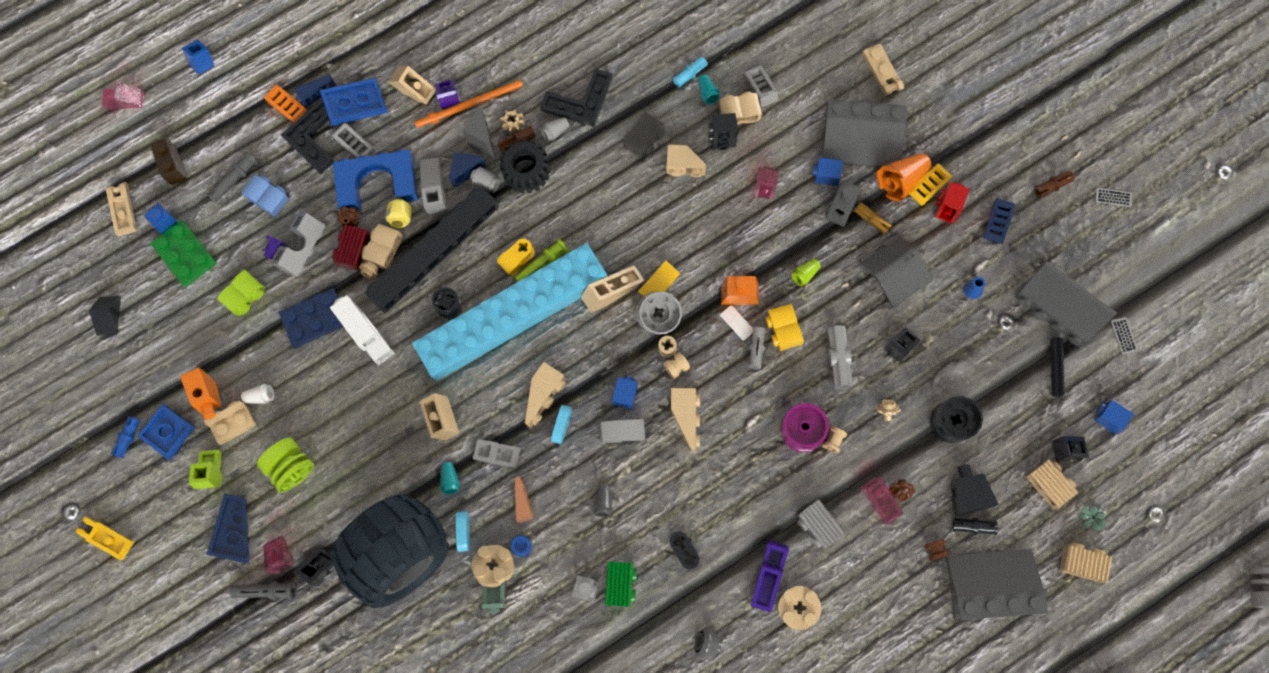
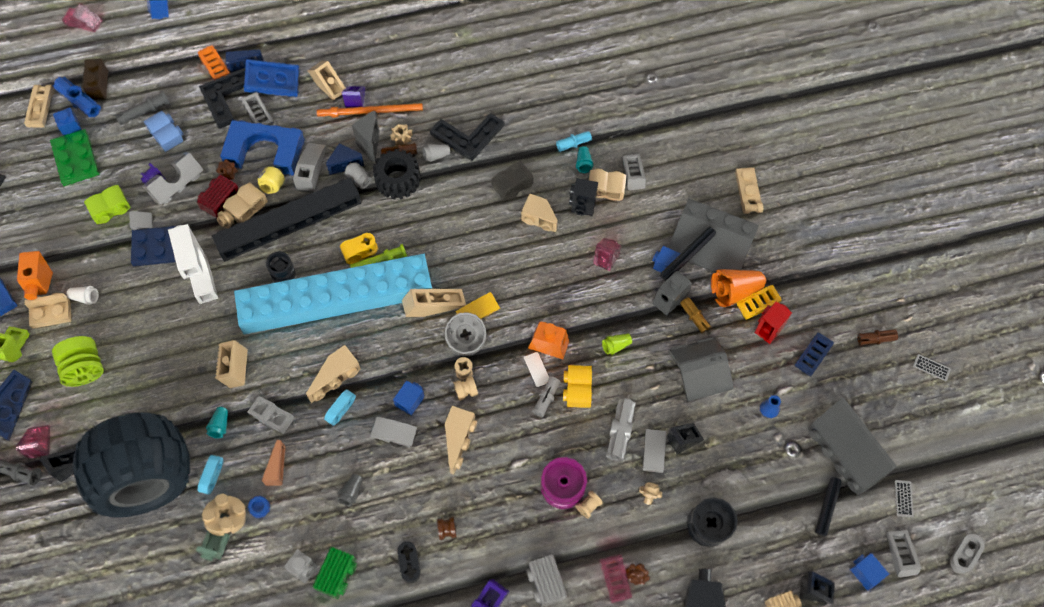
camera: 10 degrees right, 10 degrees down
(149, 183) = (77, 97): none -> blue piece
(282, 299) = (140, 220): none -> light grey slope
(708, 507) = (446, 528): none -> reddish brown wheel
(847, 158) = (688, 253): none -> black axle
(878, 367) = (654, 450): none -> light grey slope
(1137, 399) = (912, 563): none -> light grey slope
(1197, 371) = (966, 555): none -> light grey plate

